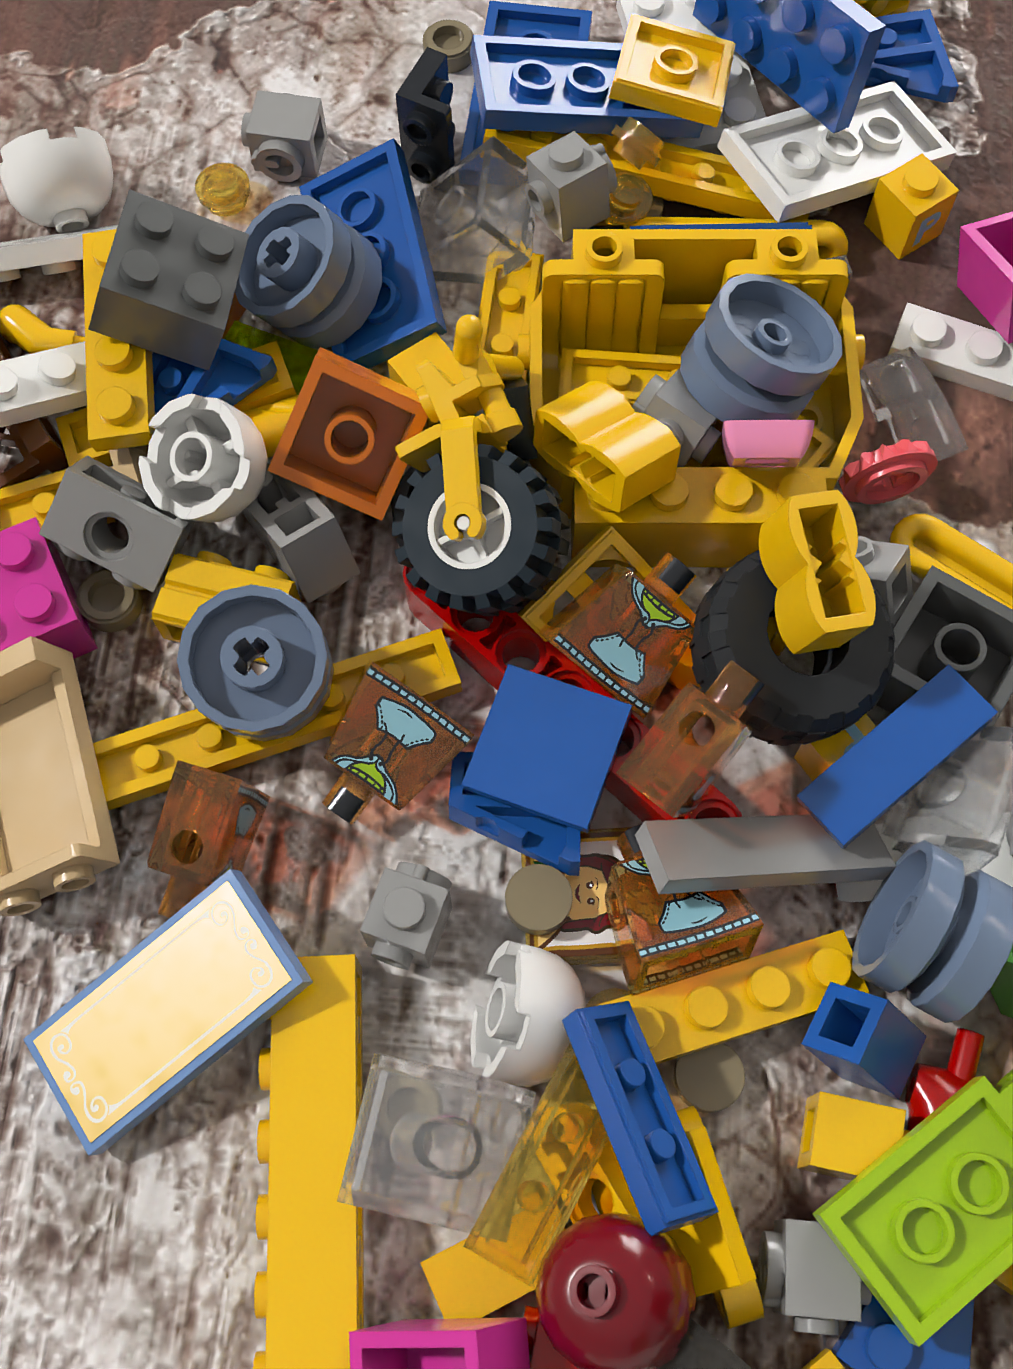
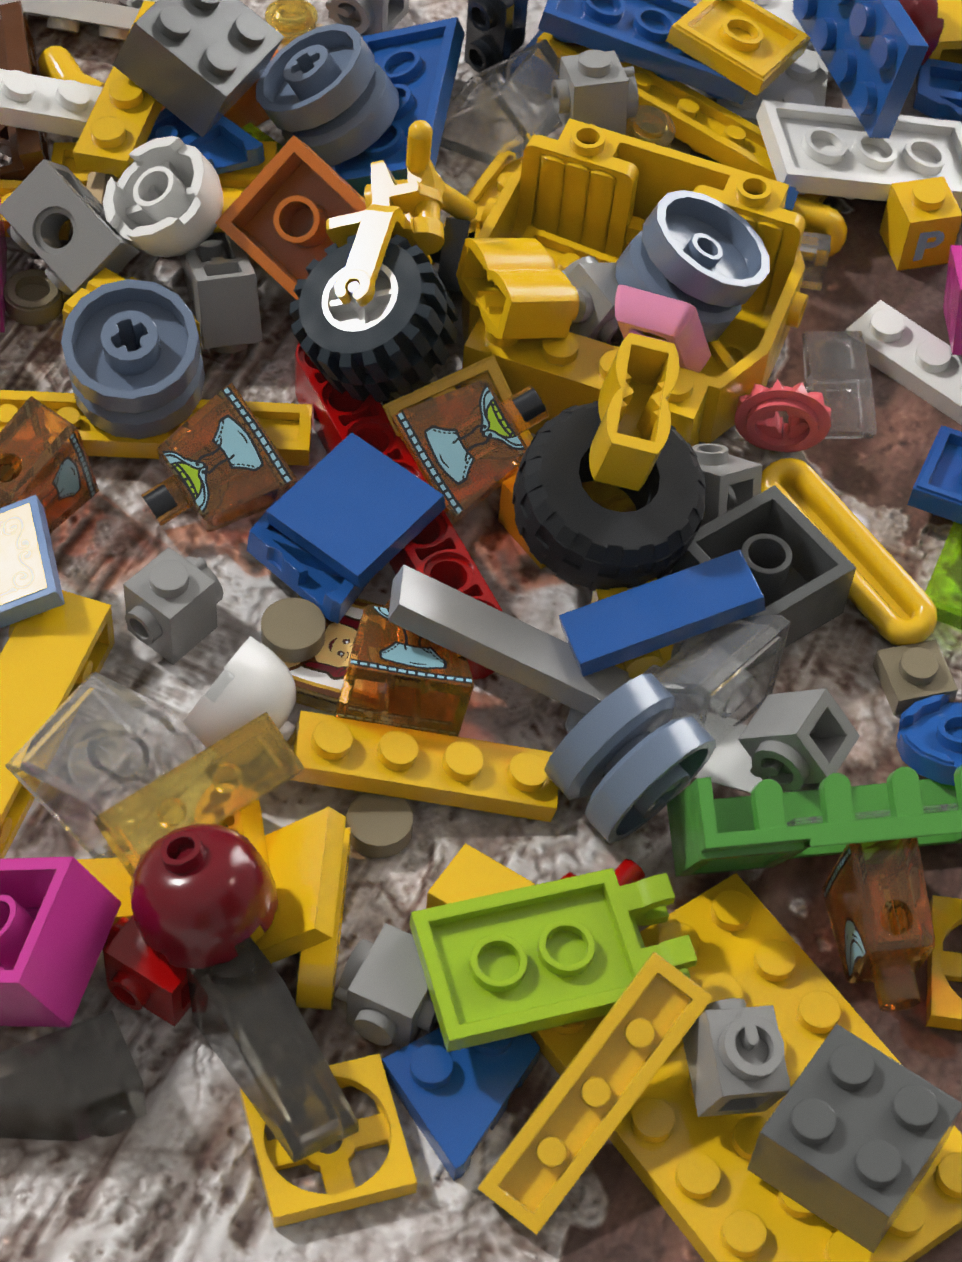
camera: 15 degrees right, 15 degrees down
(637, 144) = (674, 85): clear yellow plate -> none
(639, 1118) = (289, 777): blue tile -> none
(669, 761) = (474, 520): clear orange torso -> none
(864, 1039) = (529, 827): blue brick -> none

